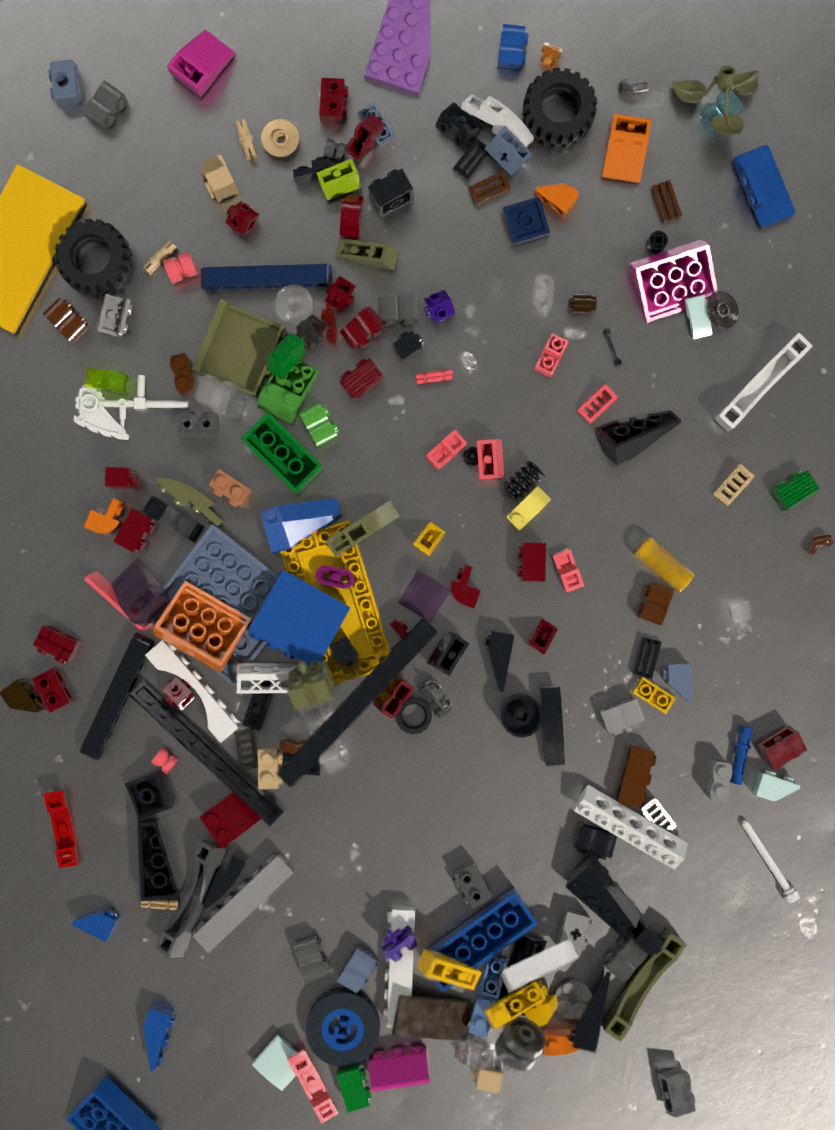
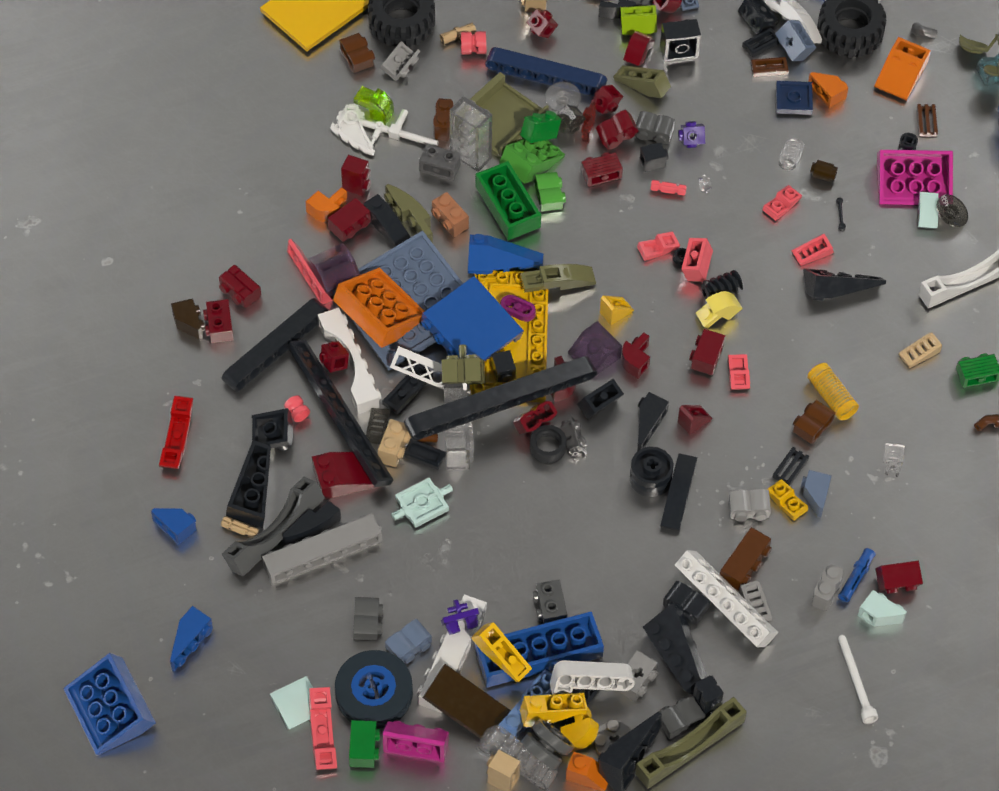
camera: 20 degrees right, 30 degrees down
(318, 819) = (422, 502): none -> light aqua plate

